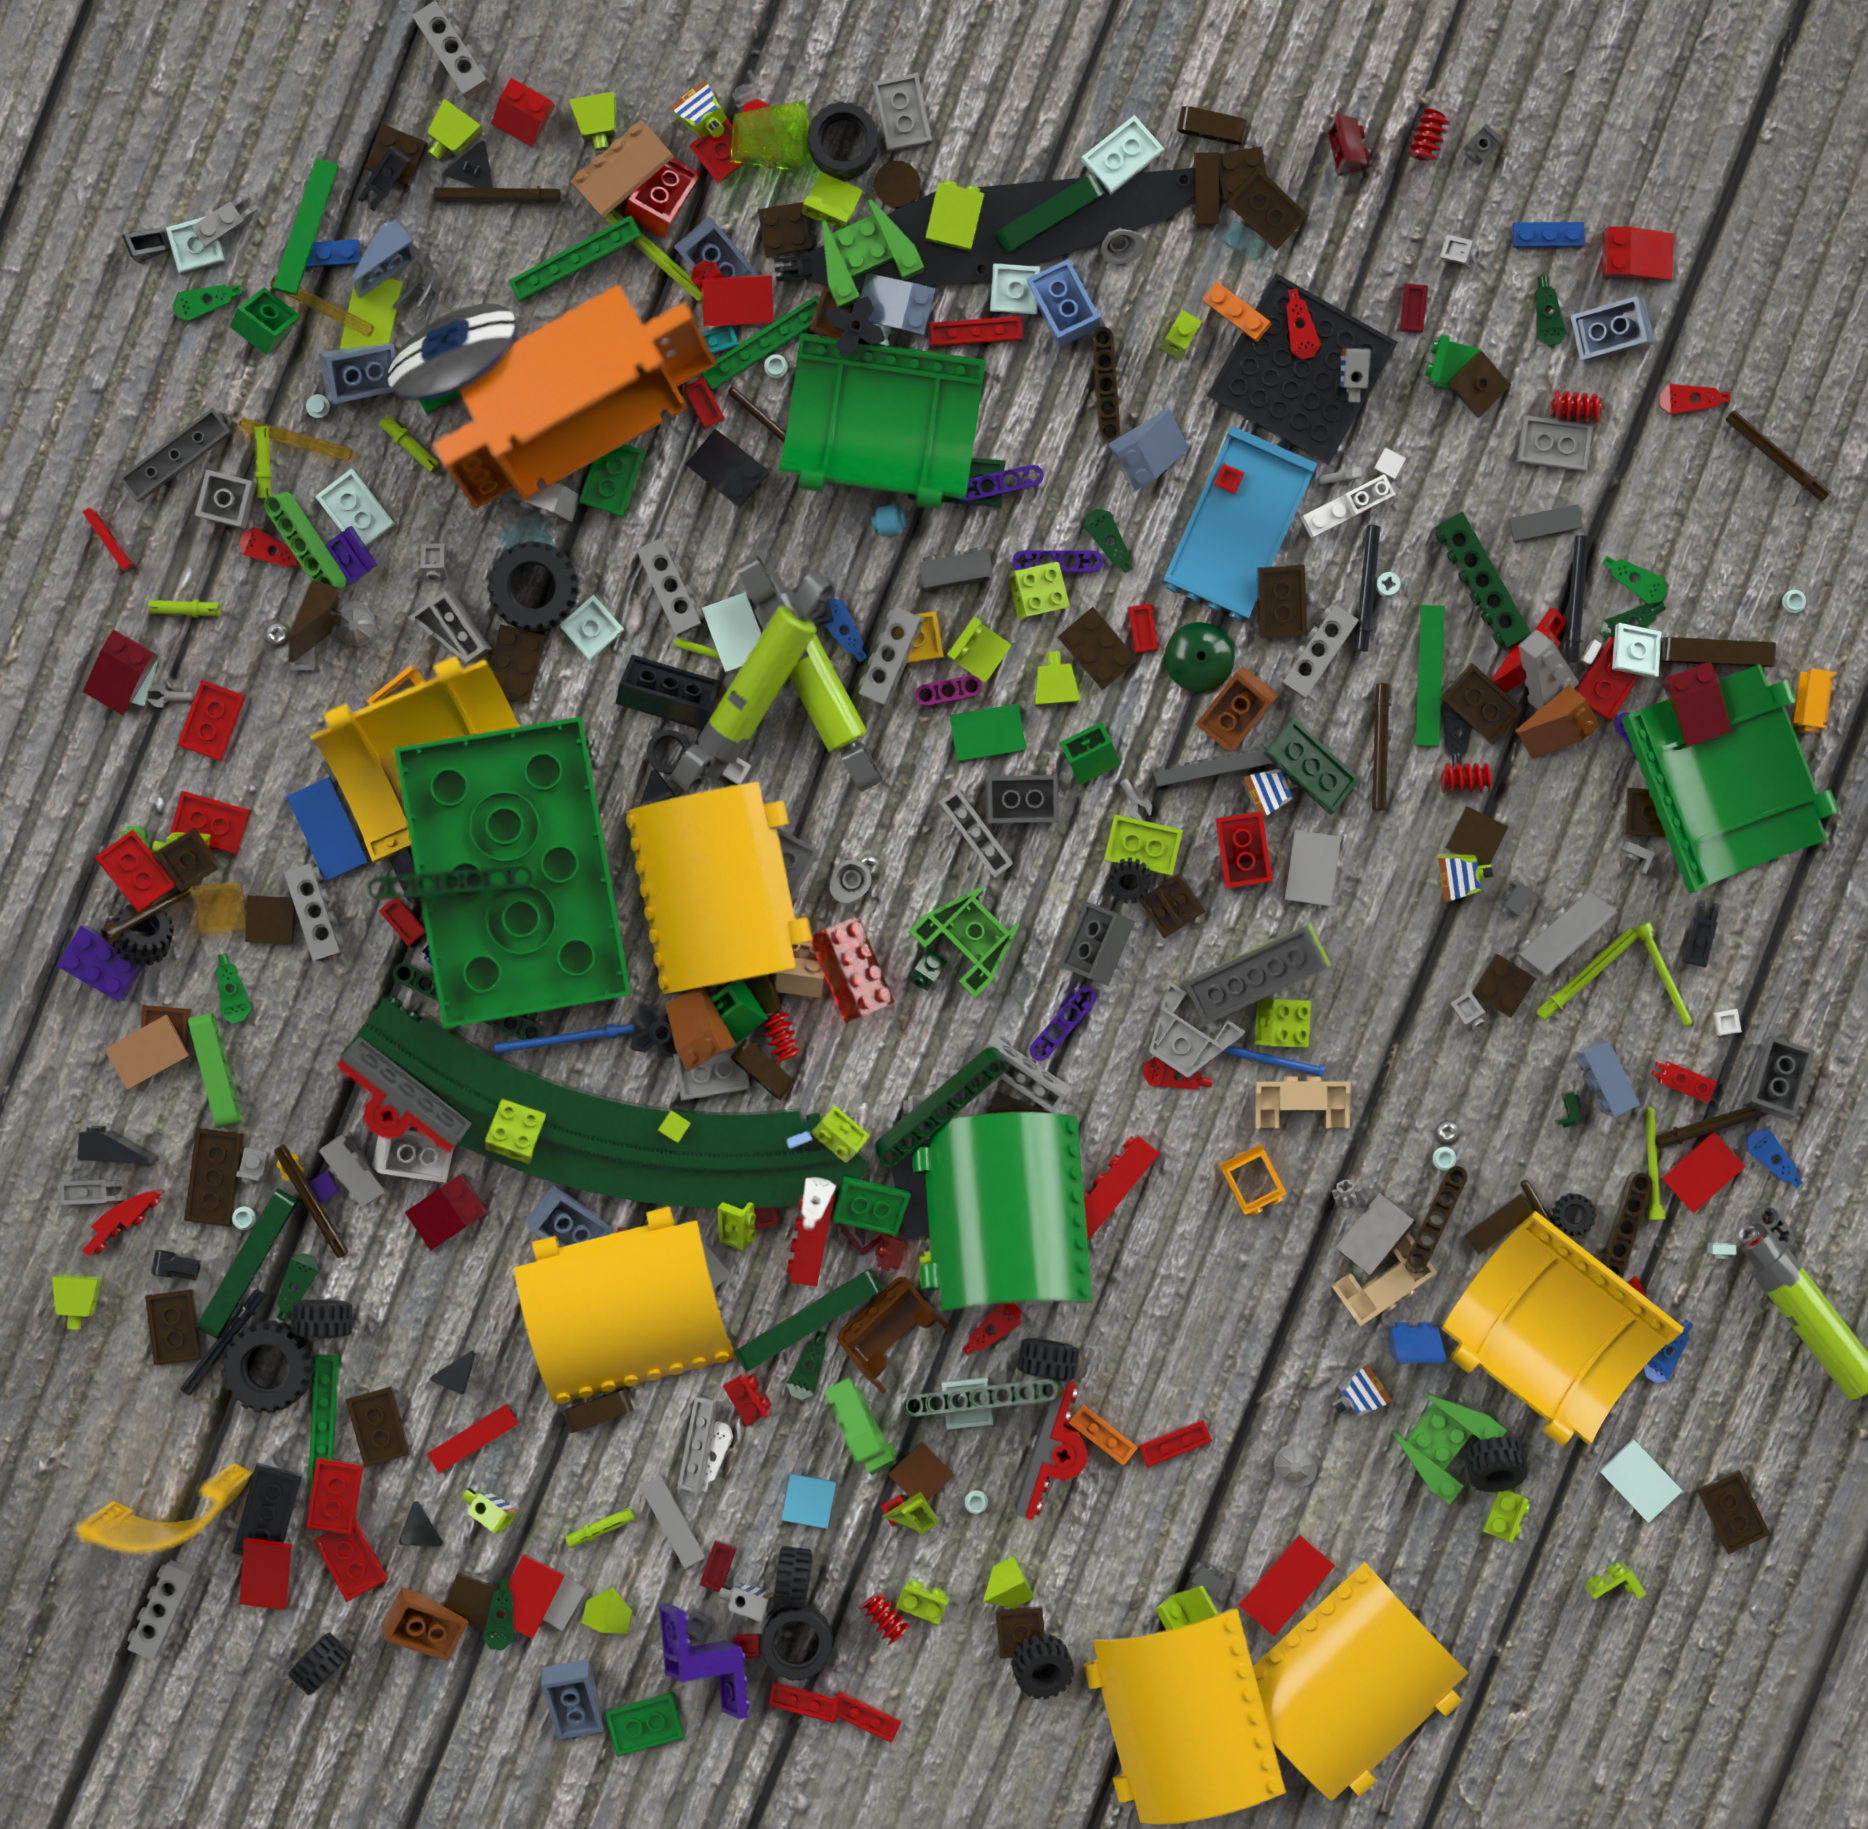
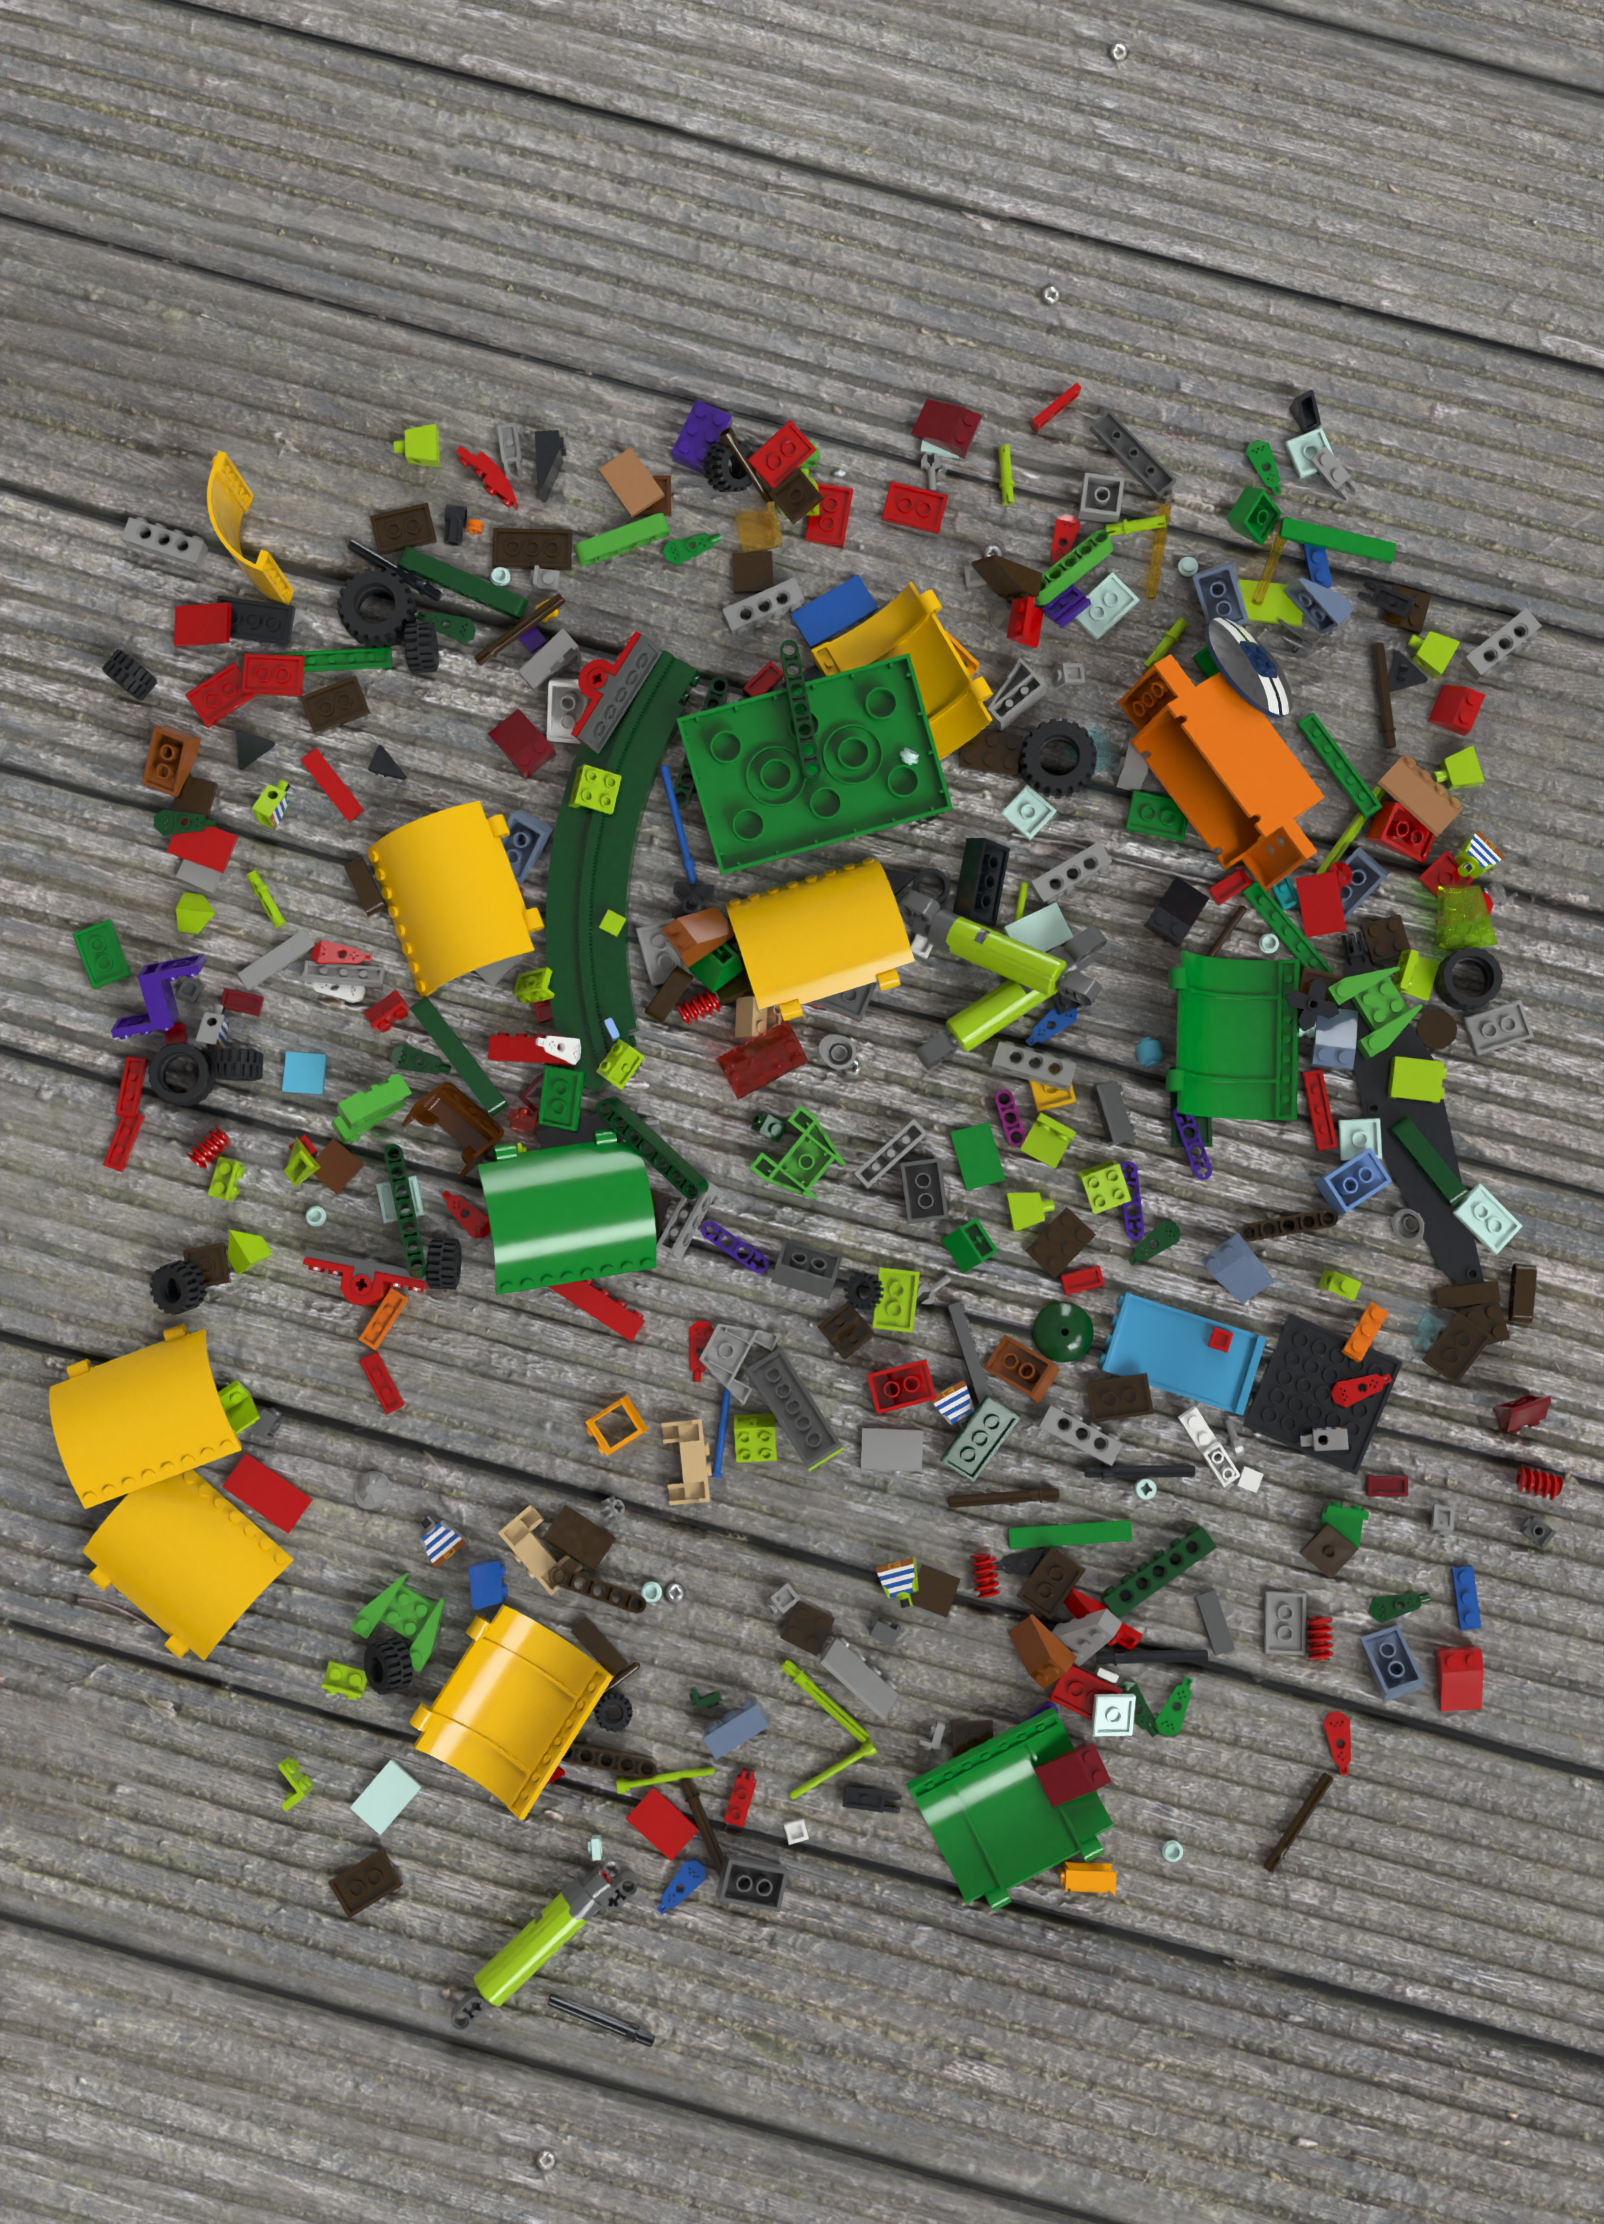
camera: 85 degrees right, 5 degrees down
(180, 1242) = (474, 527): none -> orange bush
(366, 606) = (1025, 622): none -> red bracket
(513, 760) = (909, 756): none -> light aqua plate
(572, 1699) = (118, 891): sand blue slope -> none
(671, 1456) = (328, 953): none -> piece
(1667, 1362) = (492, 1809): blue piece -> none
(1718, 651) = (1120, 1788): dark brown beam -> none

